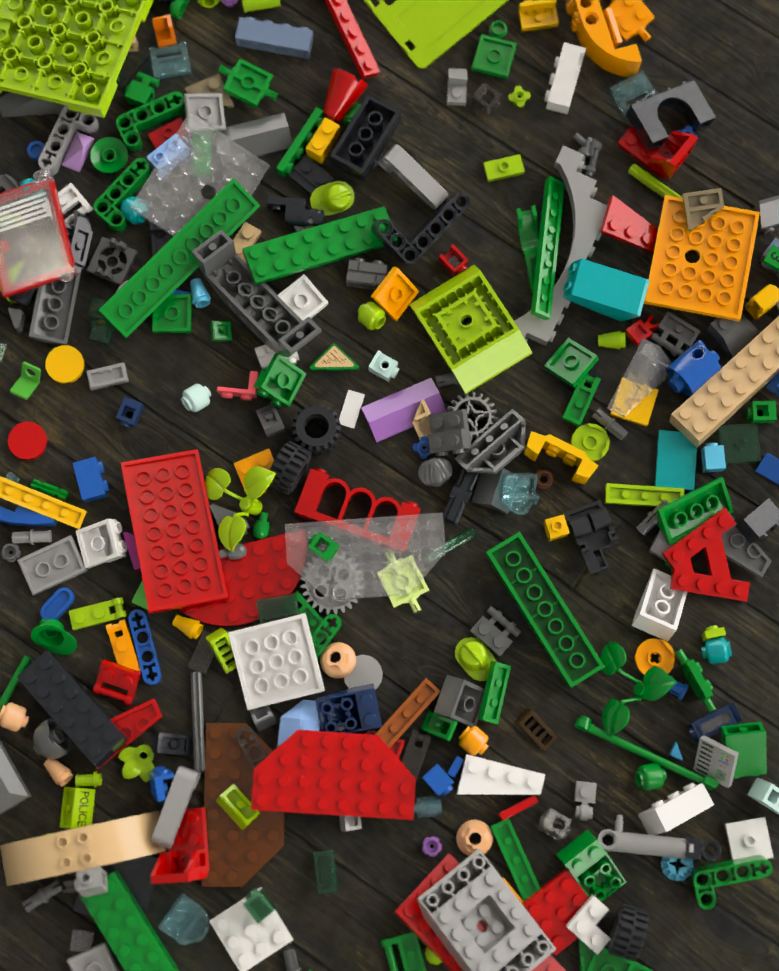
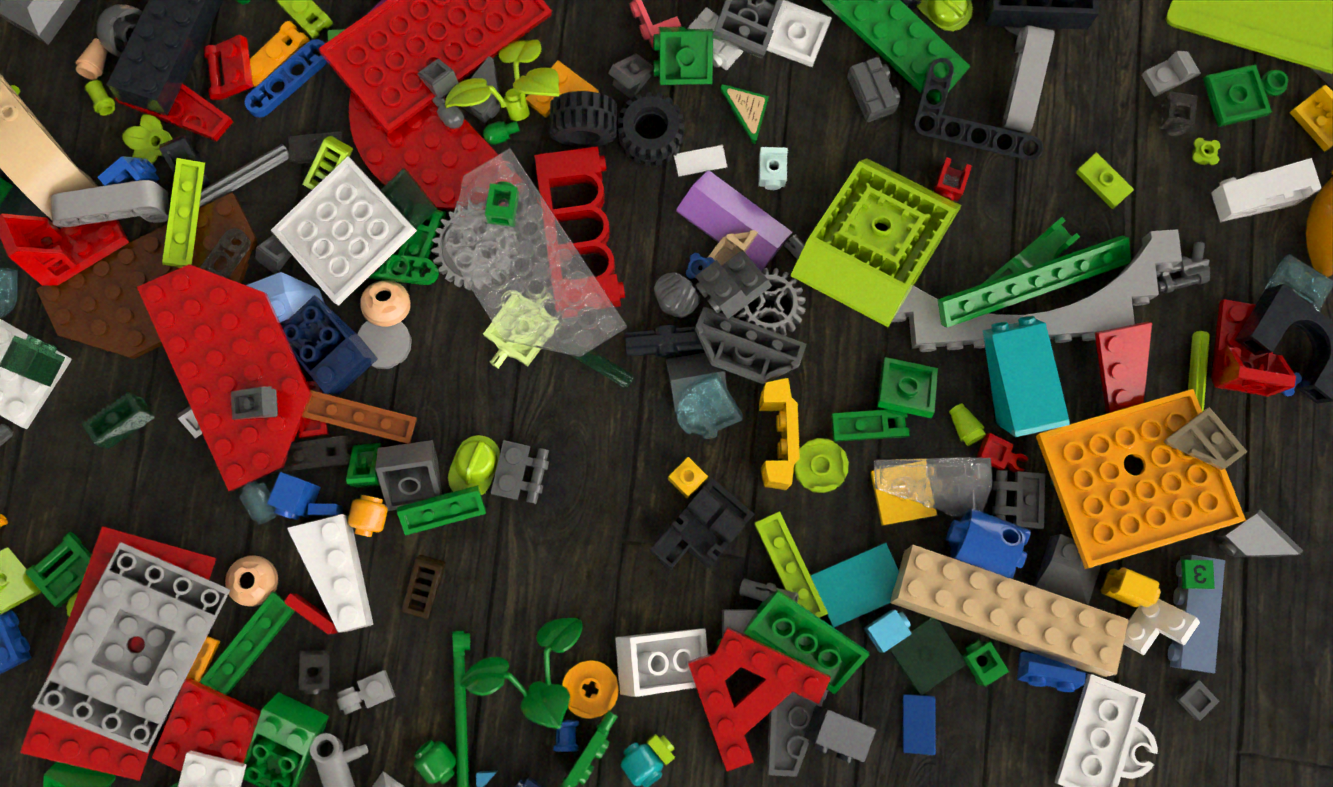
camera: 60 degrees right, 0 degrees up
(77, 807) = (61, 104): lime panel -> none
(190, 627) = (336, 113): yellow cone -> none
(208, 545) = (438, 78): none -> dark grey slope
(208, 759) = (183, 213): none -> lime plate
(237, 806) = (147, 269): lime slope -> none
(370, 771) = (254, 403): none -> dark grey slope
(371, 316) = (826, 121): lime head -> none
(395, 293) = (869, 131): light orange plate -> none
(431, 851) = (208, 530): medium lavender plate -> none
(544, 473) = (742, 441): reddish brown plate -> none
(544, 610) = (574, 517): green brick -> none
(610, 424) = (857, 477): dark grey axle -> none

